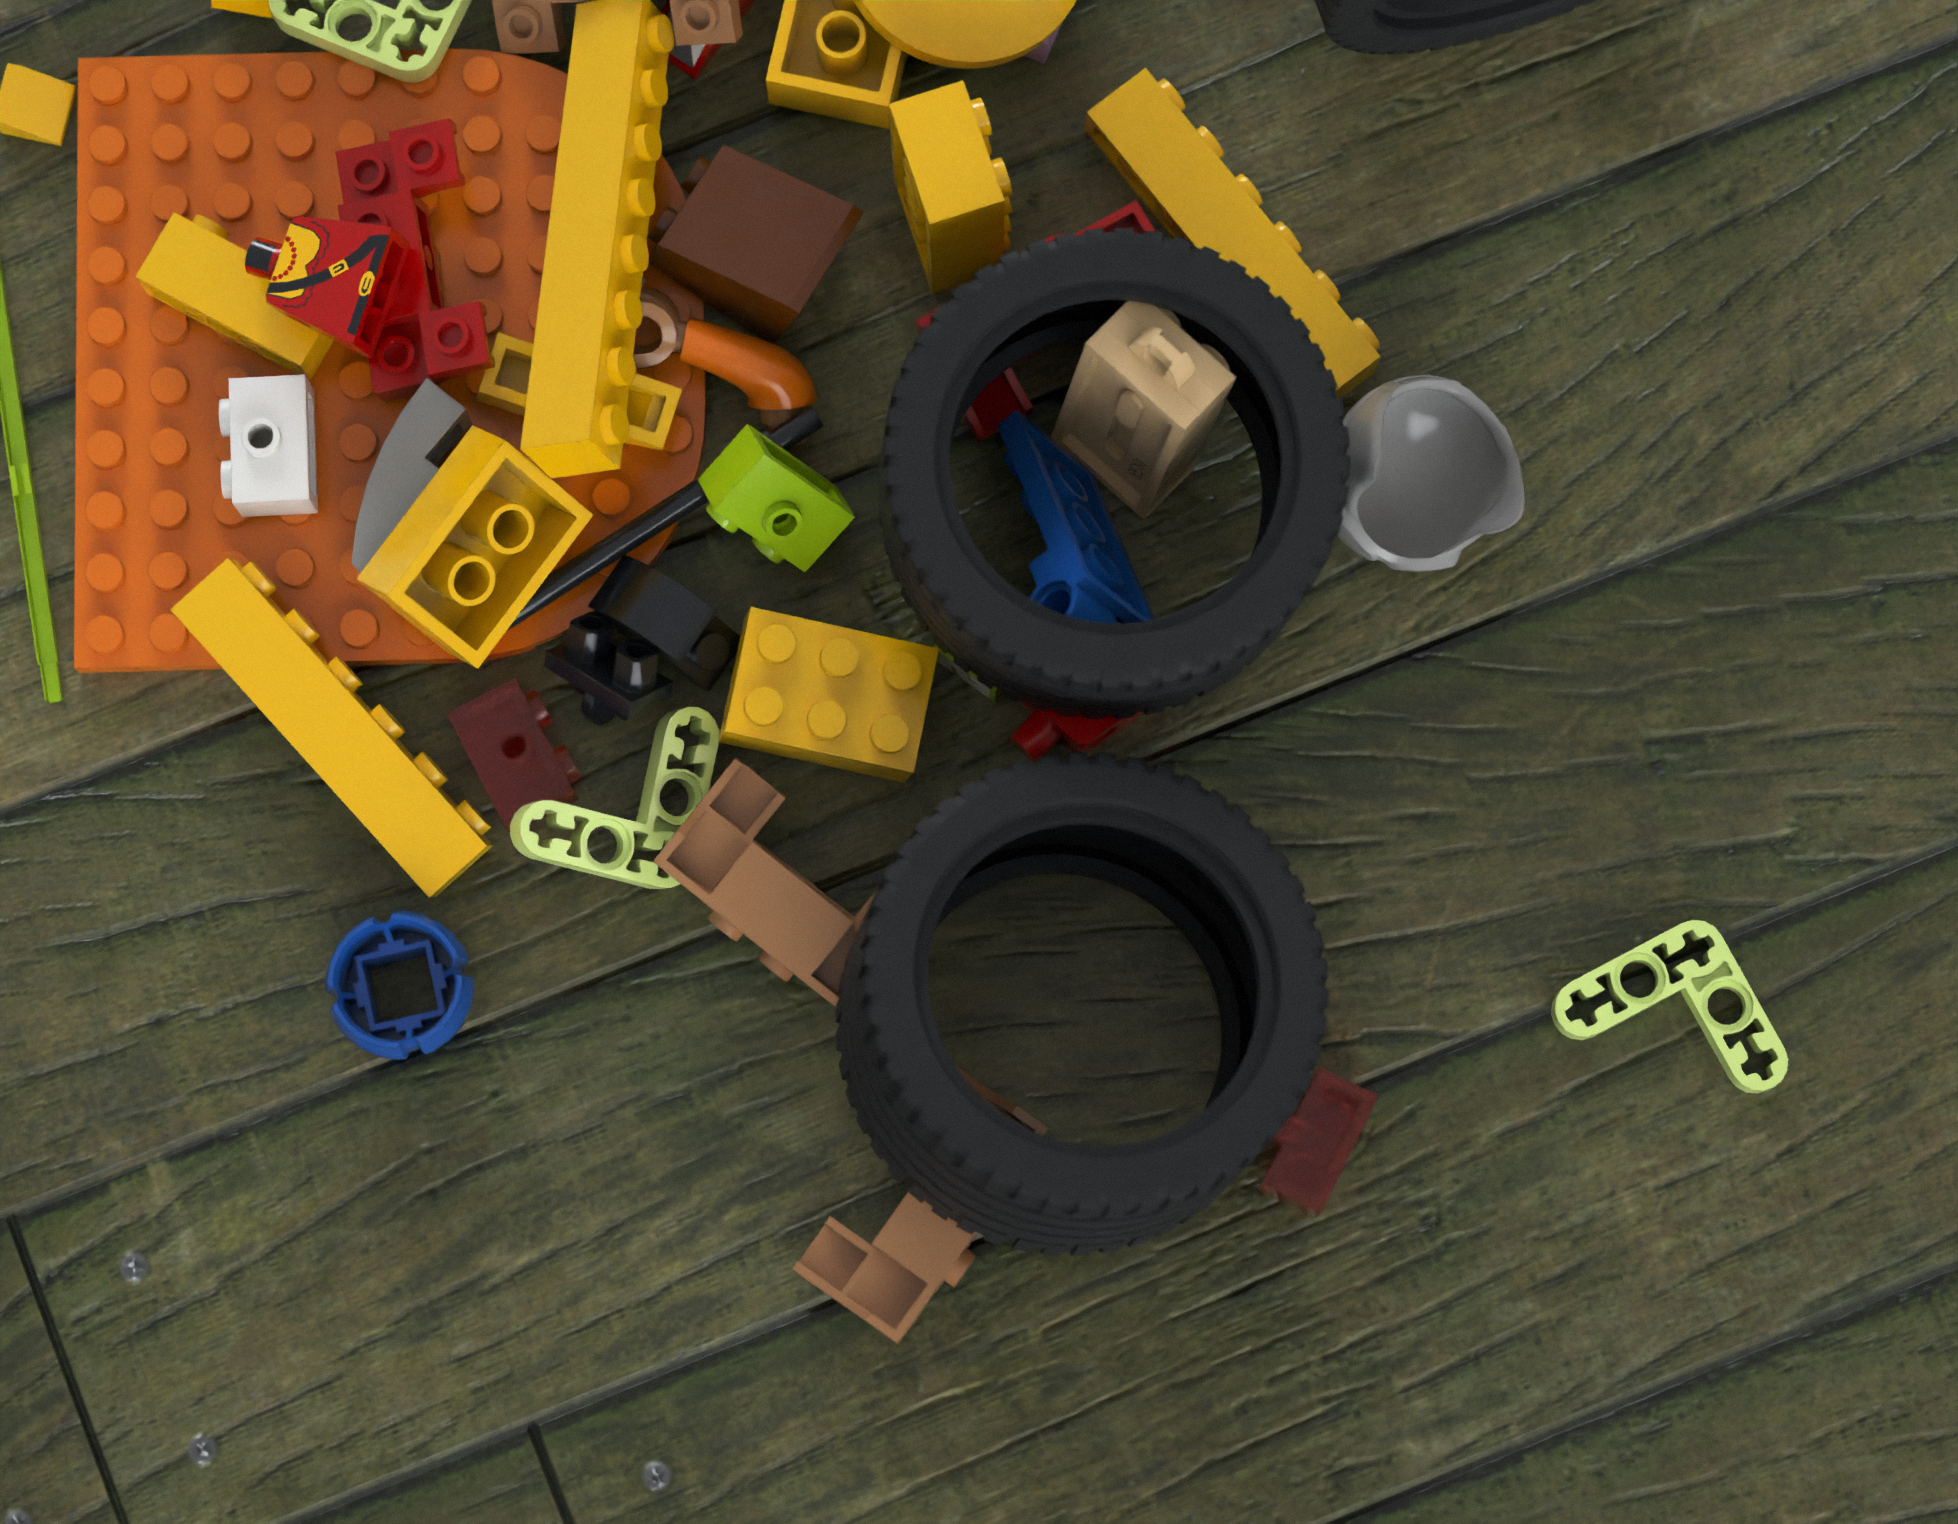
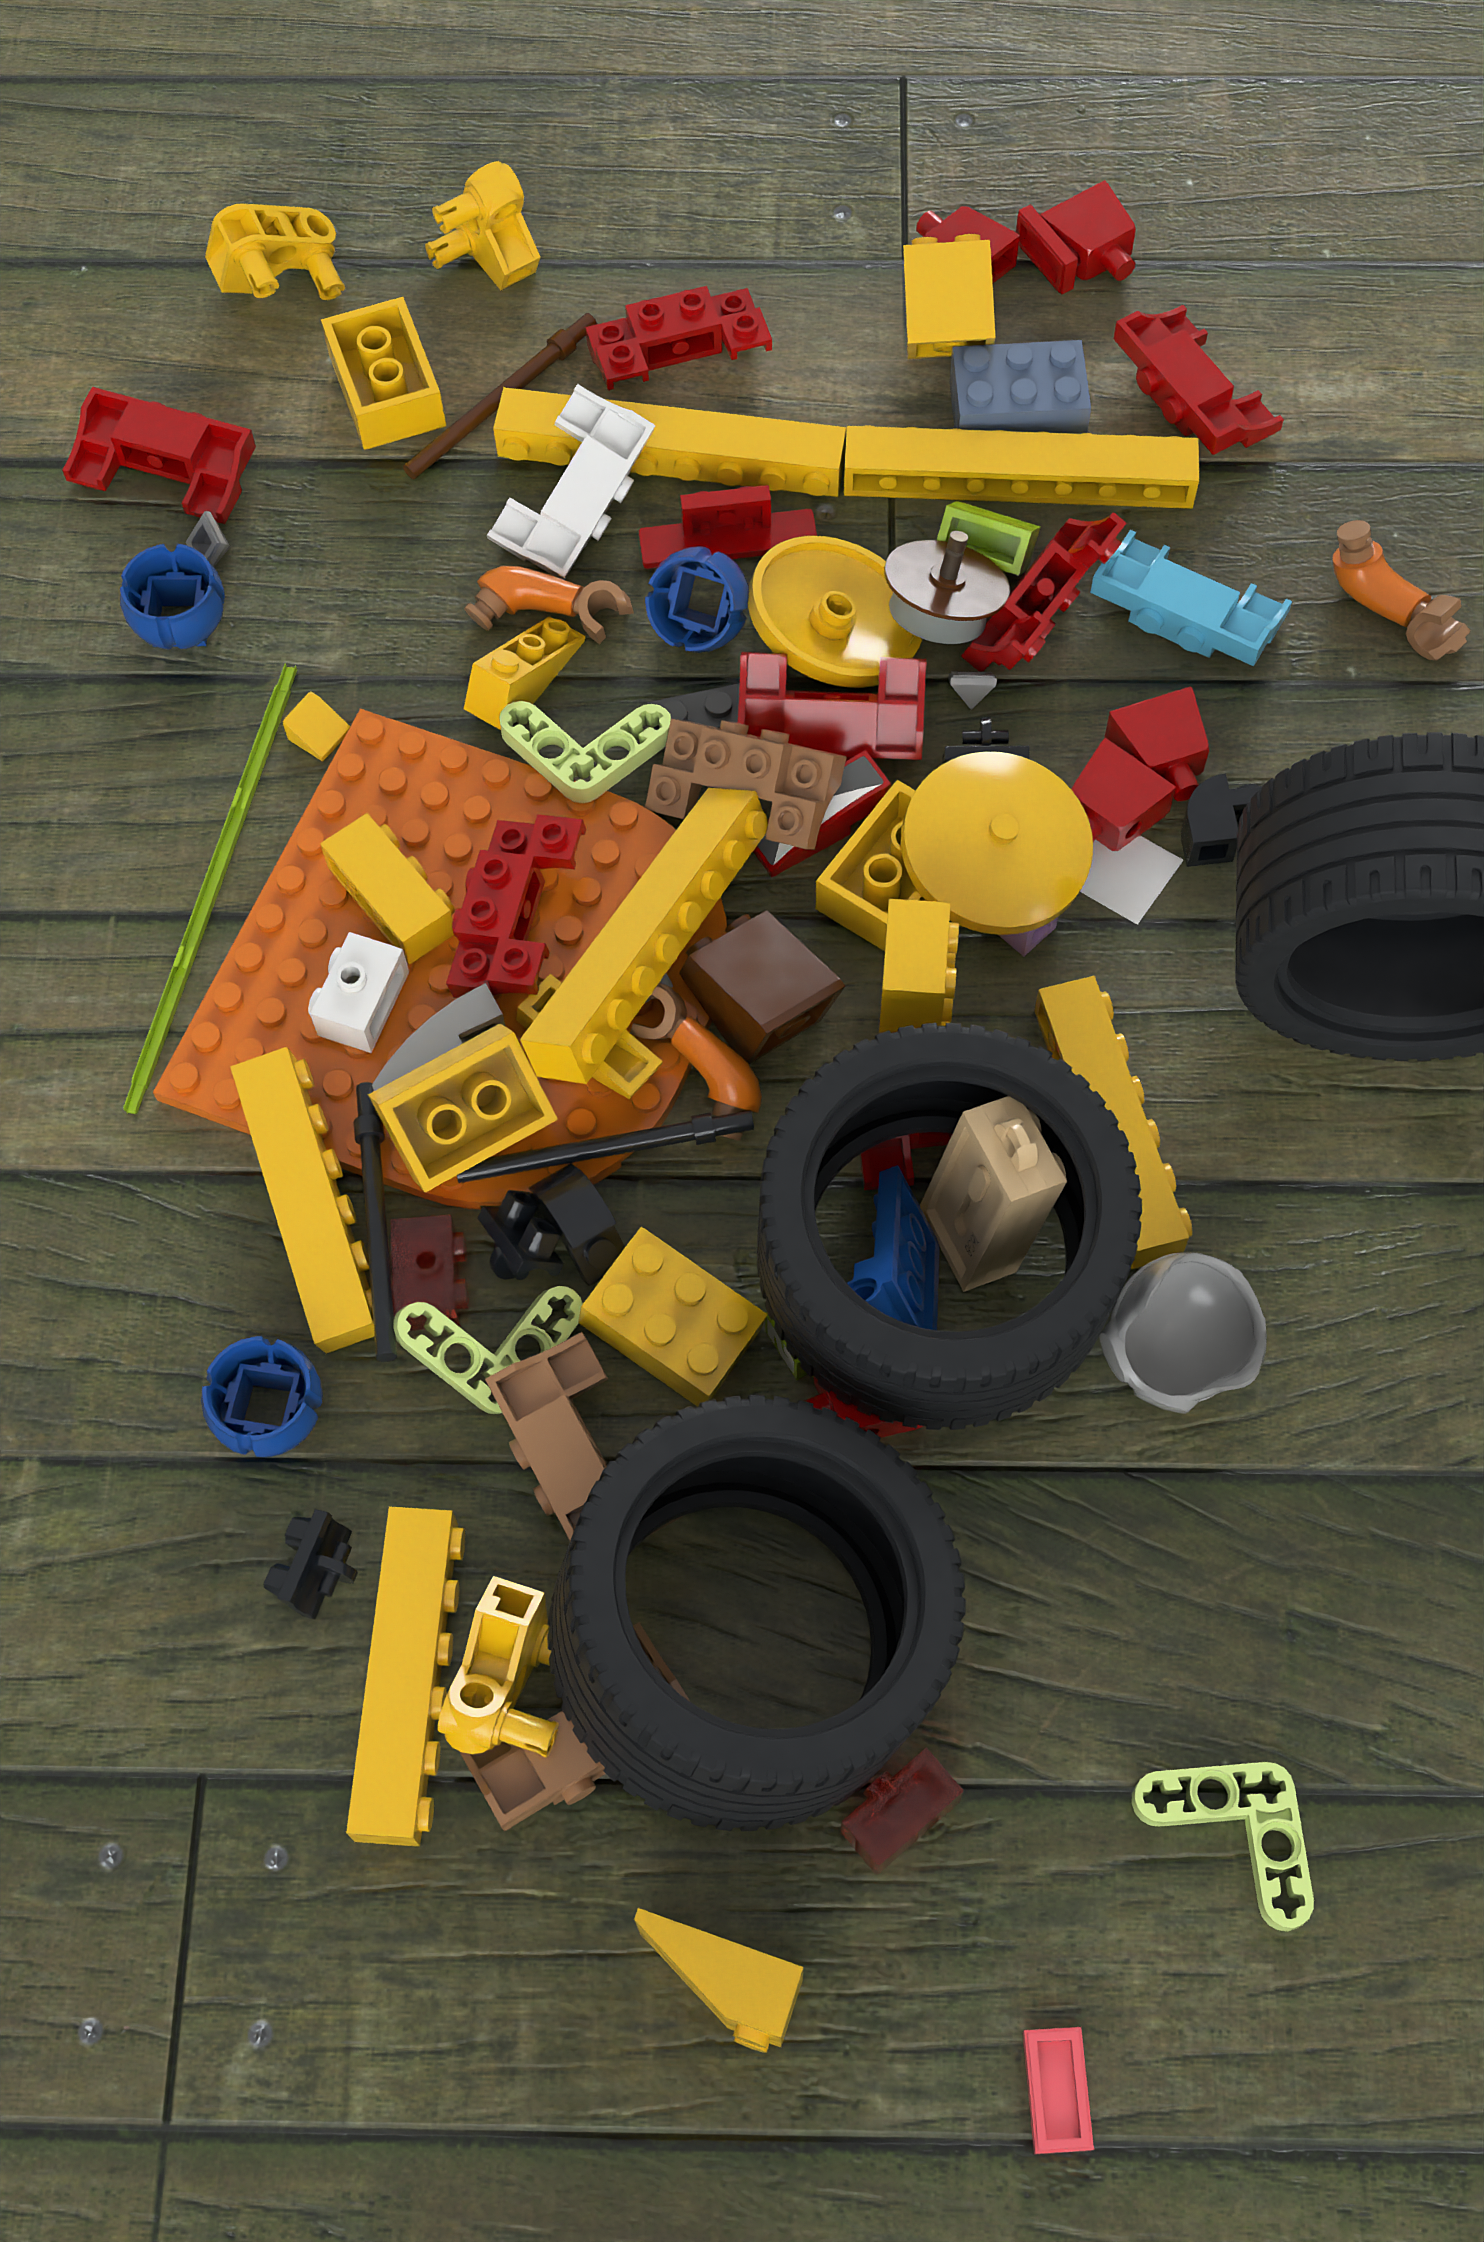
camera: 25 degrees right, 15 degrees down
(332, 277) = (451, 887): torso -> none
(369, 617) = (369, 1135): none -> black bar
(553, 1145) = (316, 1566): none -> black hips
(708, 1222) = (404, 1678): none -> yellow brick
(774, 499) = (694, 1163): lime brick -> none
(815, 1222) = (500, 1654): none -> yellow piece
(1221, 1398) = (737, 1983): none -> yellow slope
(1591, 1356) = (1057, 2090): none -> coral tile

